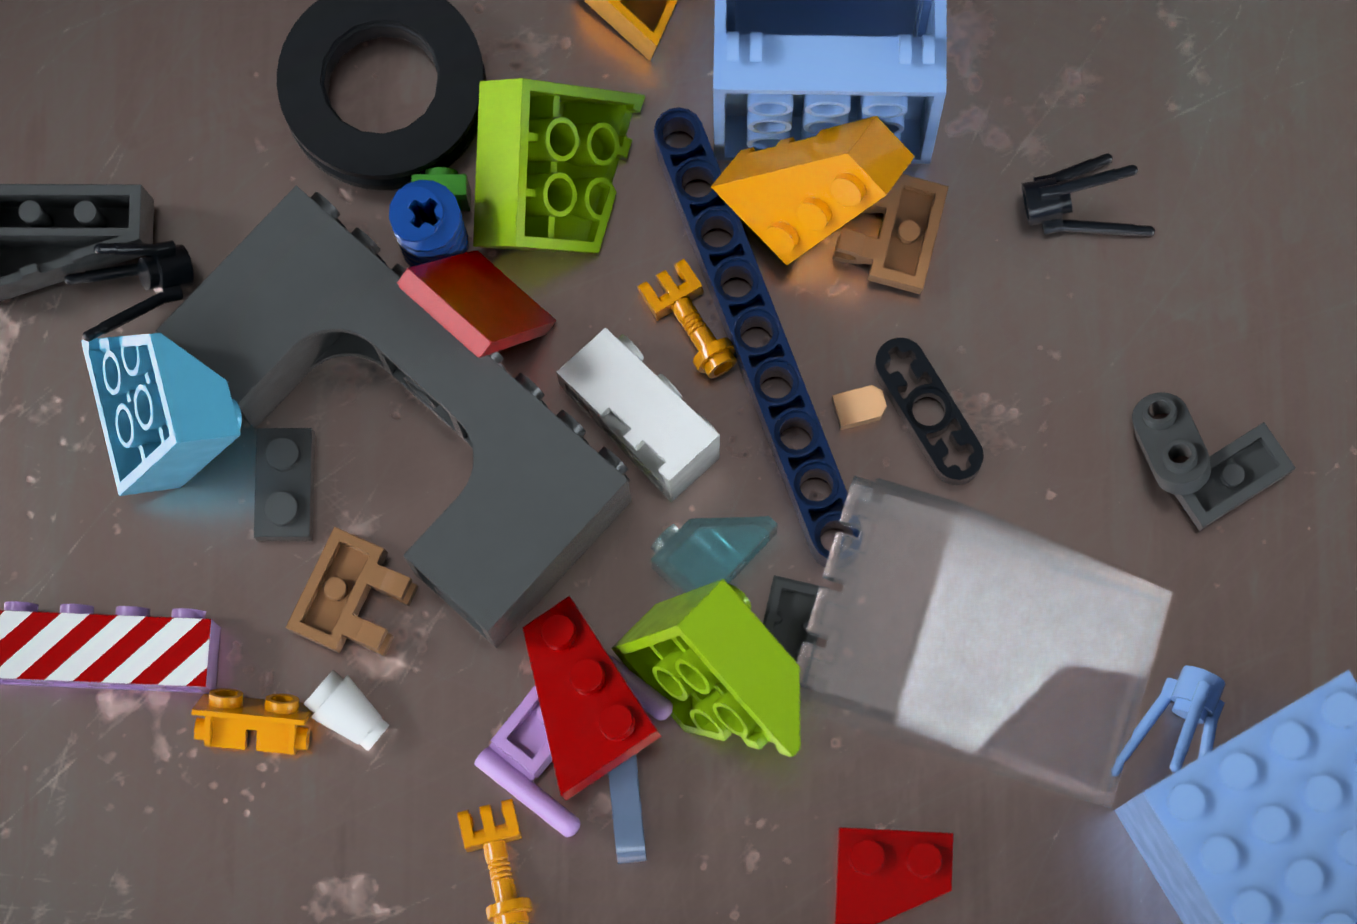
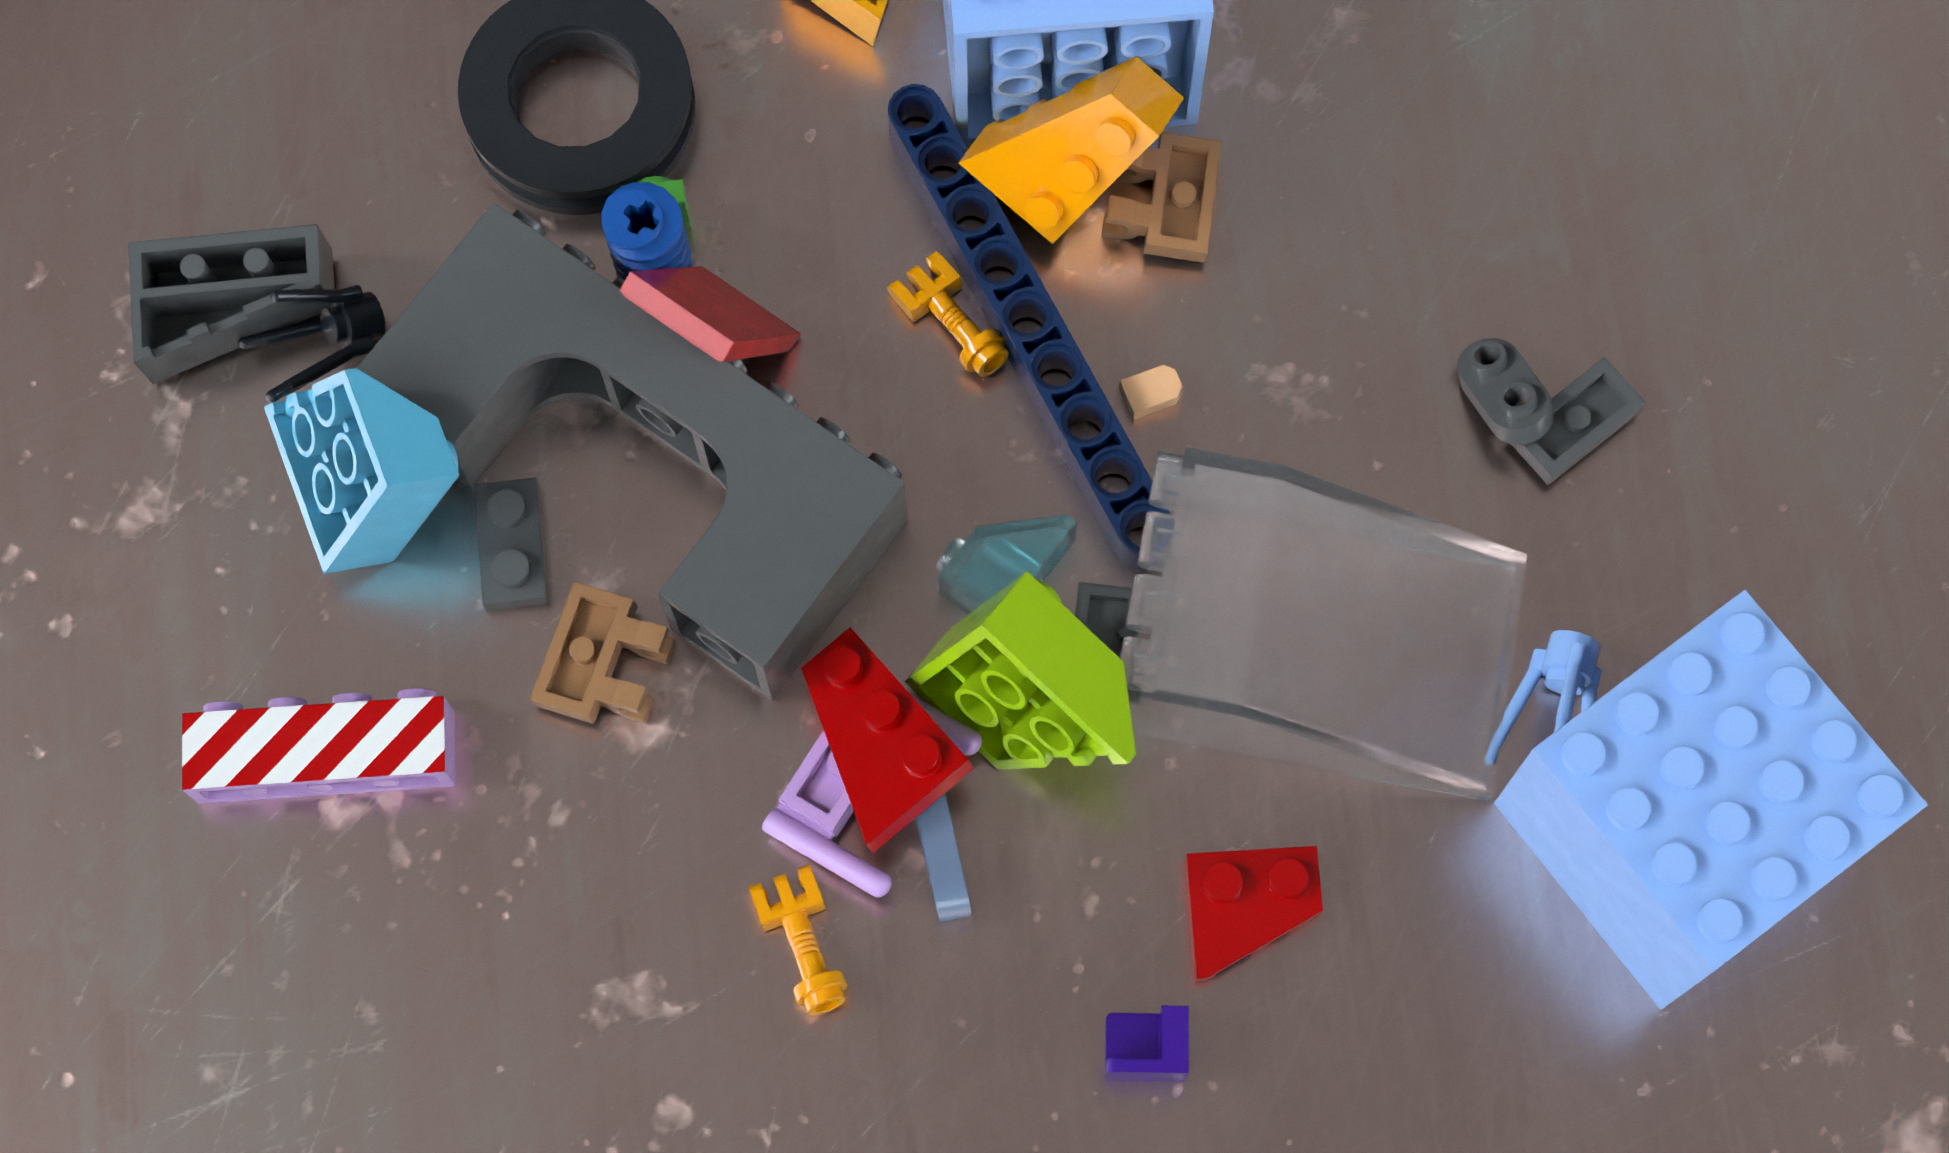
camera: 10 degrees left, 5 degrees down
(232, 715) = (477, 806): light orange hinge -> none
(346, 710) = (608, 785): white cone -> none
(548, 163) = (772, 160): lime wedge -> none
(641, 412) = (910, 419): white wedge -> none
(919, 369) = (1189, 361): black beam -> none
(1050, 198) = (1336, 143): black plant -> none

